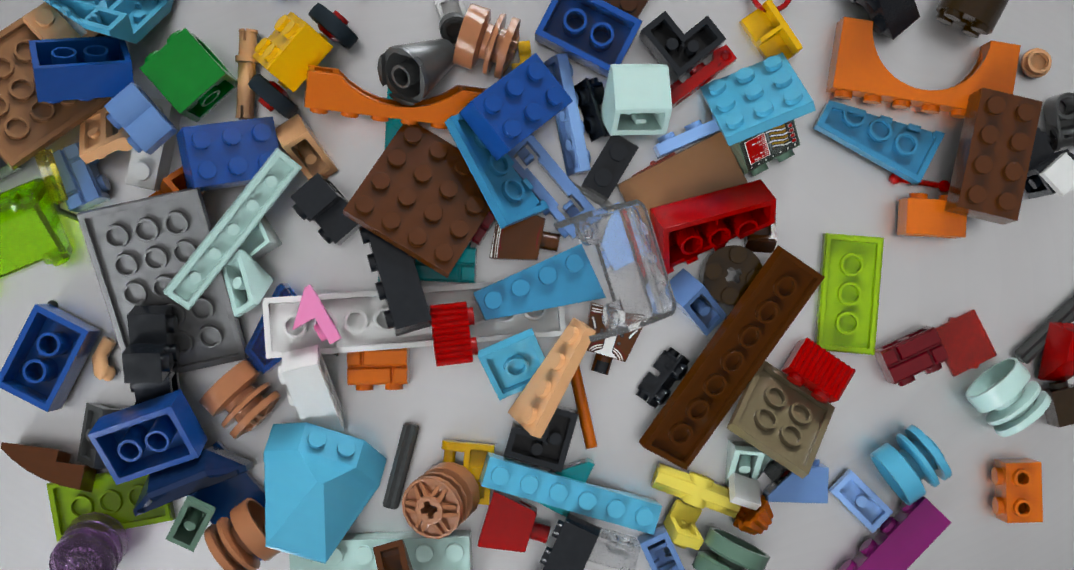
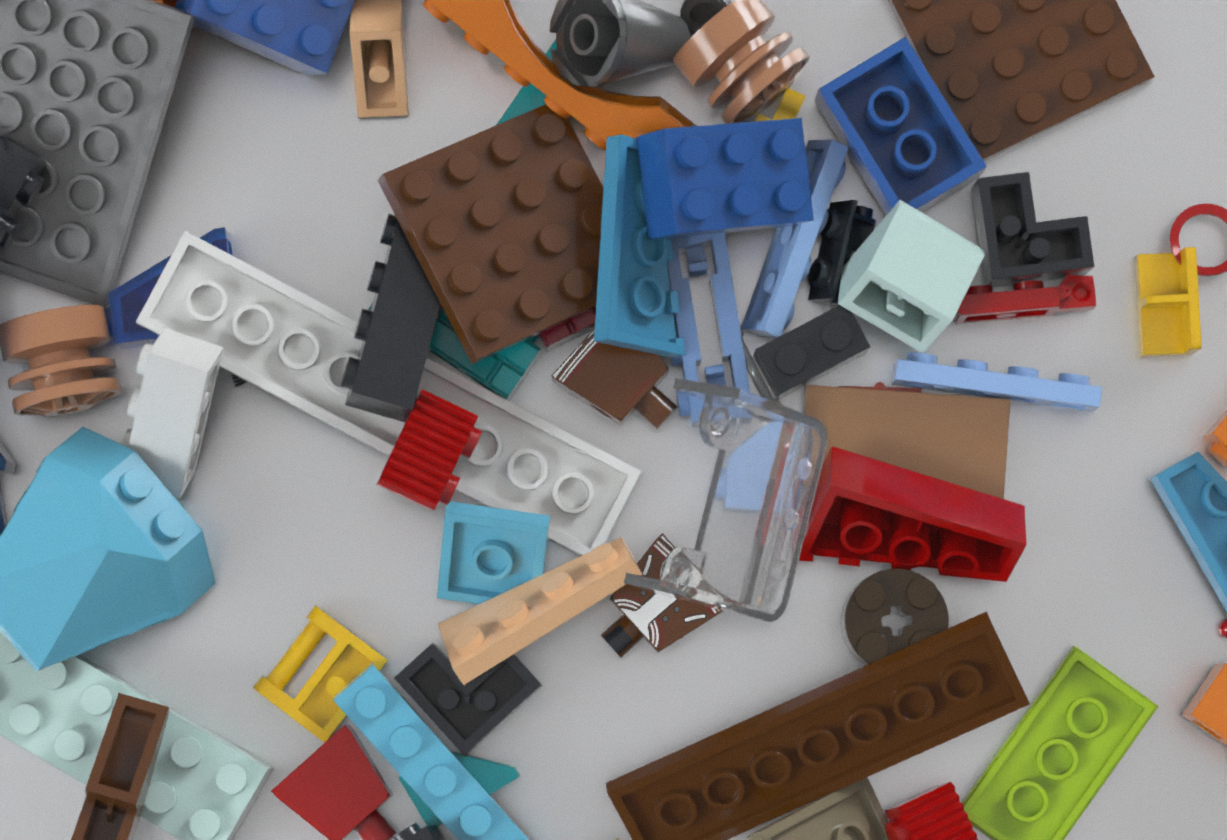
camera: 30 degrees right, 5 degrees down
(232, 229) = (204, 105): light aqua tile -> none
(245, 282) = (173, 192): light aqua slope -> none
(261, 240) = (228, 142): light aqua slope -> none
(312, 308) = (246, 289): bright pink slope -> none
(323, 203) = (358, 151): black brick -> none
(379, 367) = (290, 439): orange brick -> none
(400, 465) = (230, 606): dark grey axle -> none
(440, 500) = (284, 691): nougat wheel -> none
(549, 284) = (616, 468): dark azure wing -> none
(583, 410) = (554, 683): orange bar -> none
(658, 387) = (680, 725): black hinge -> none
(696, 302) = (818, 629): medium blue slope -> none
(757, 99) = (1086, 380): medium azure plate -> none
(762, 148) = (1062, 456): slope -> none
(762, 240) = (974, 596): reddish brown slope -> none

